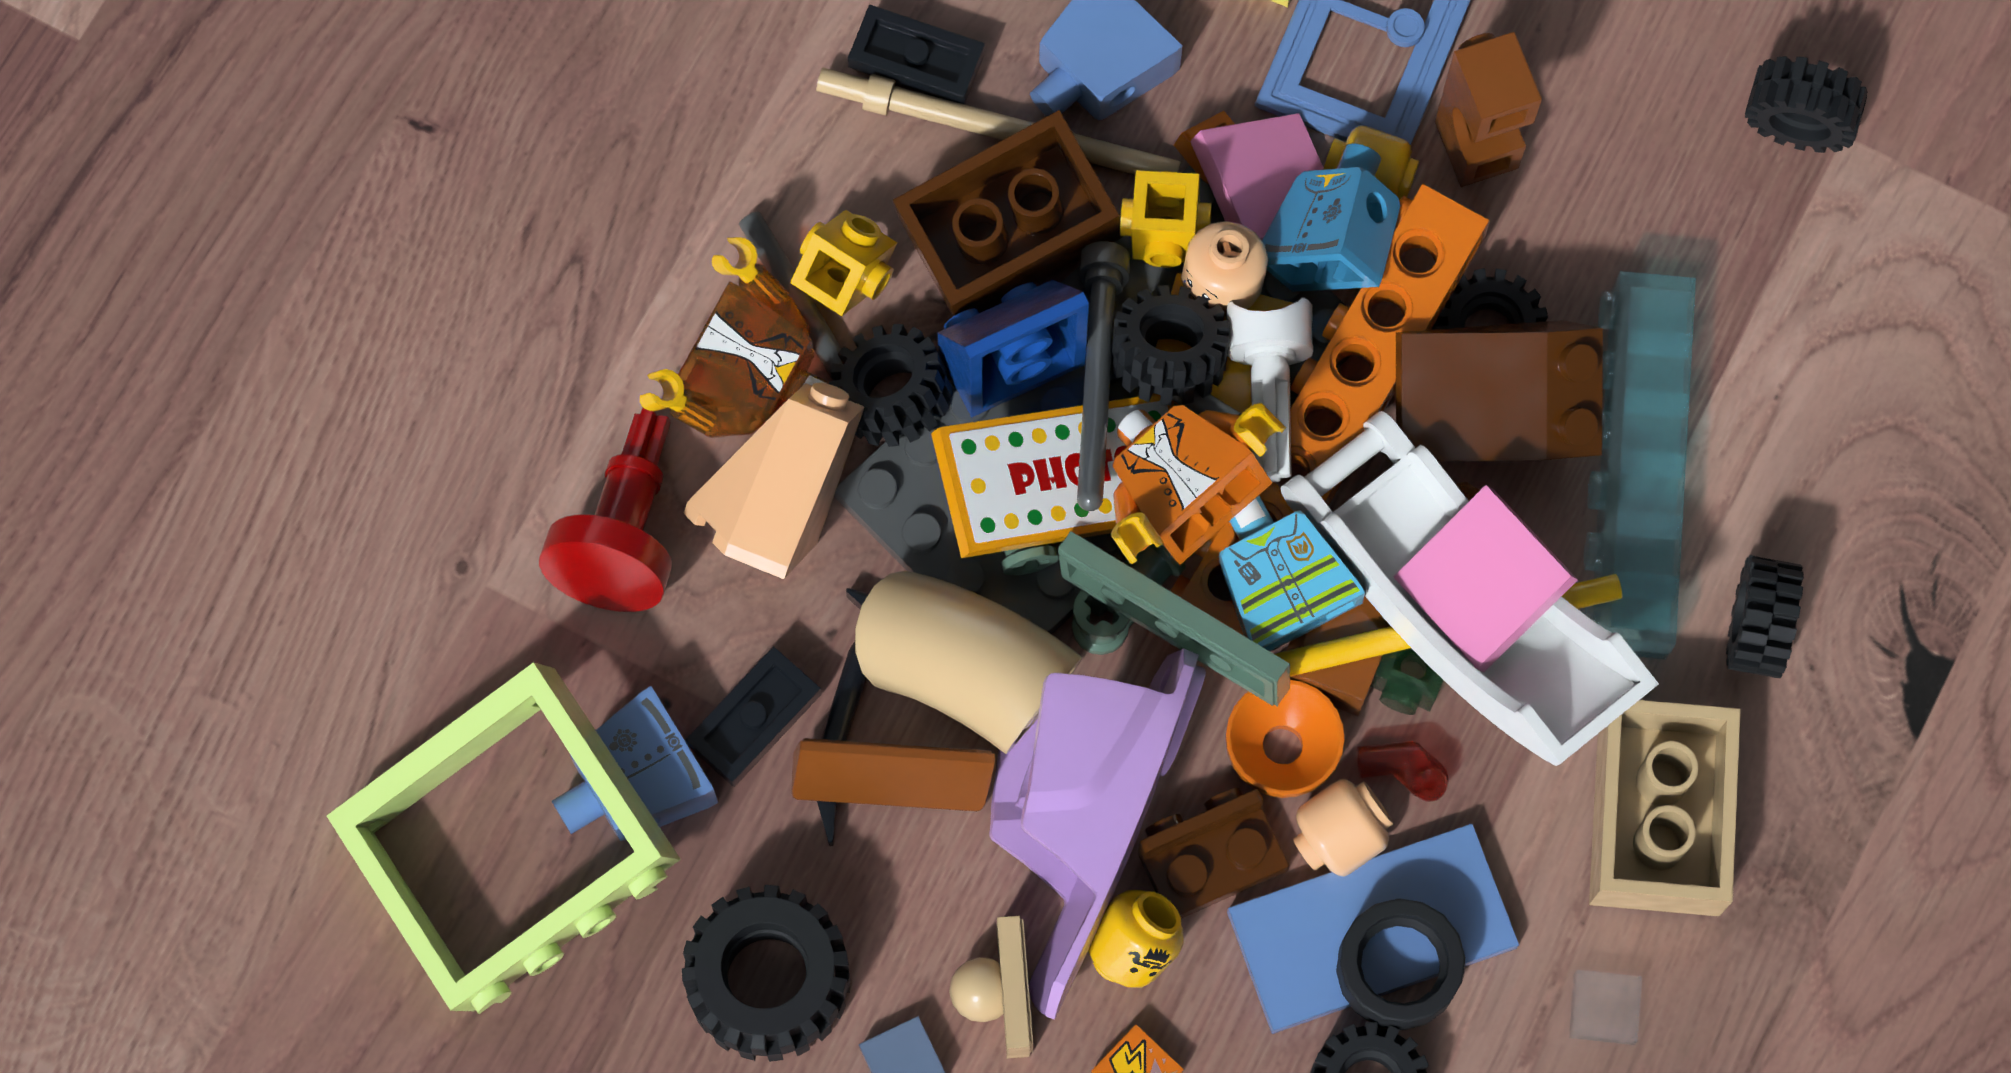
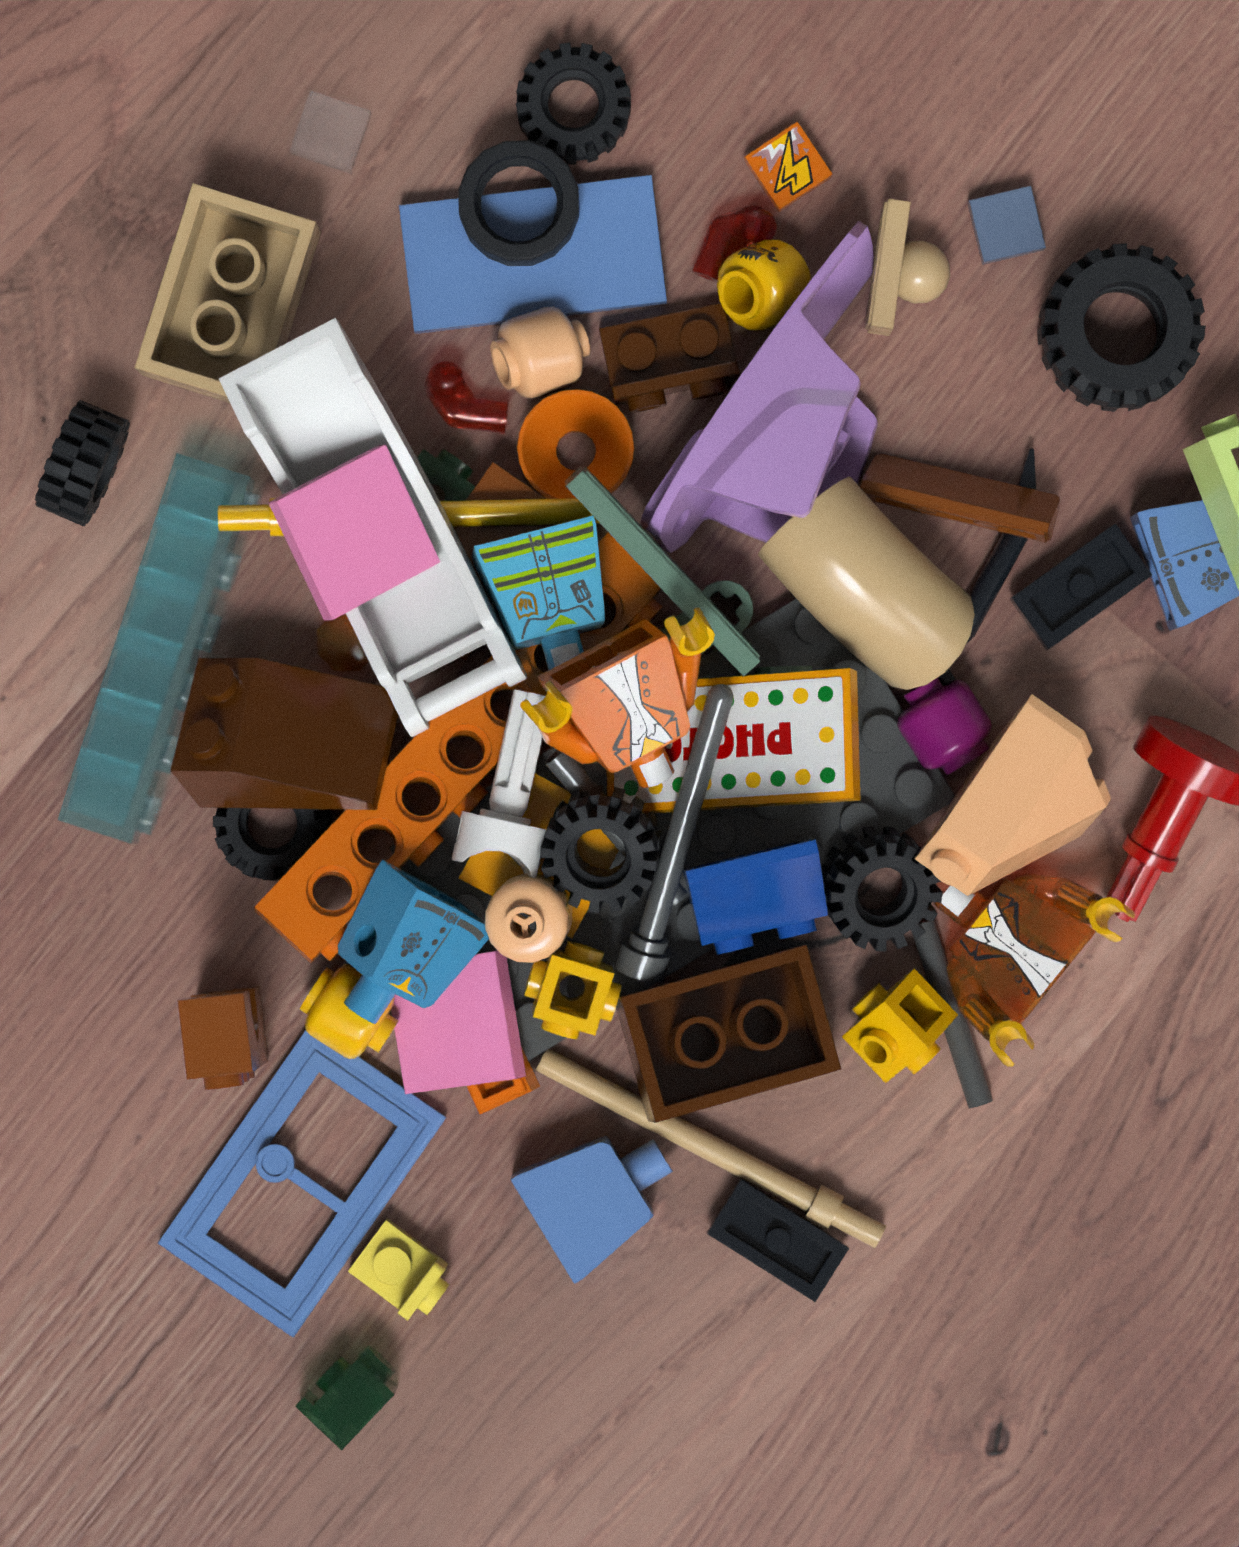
camera: 170 degrees left, 15 degrees up
(858, 549) = (944, 725): none -> magenta head
(1179, 991) = (730, 234): none -> clear red arm

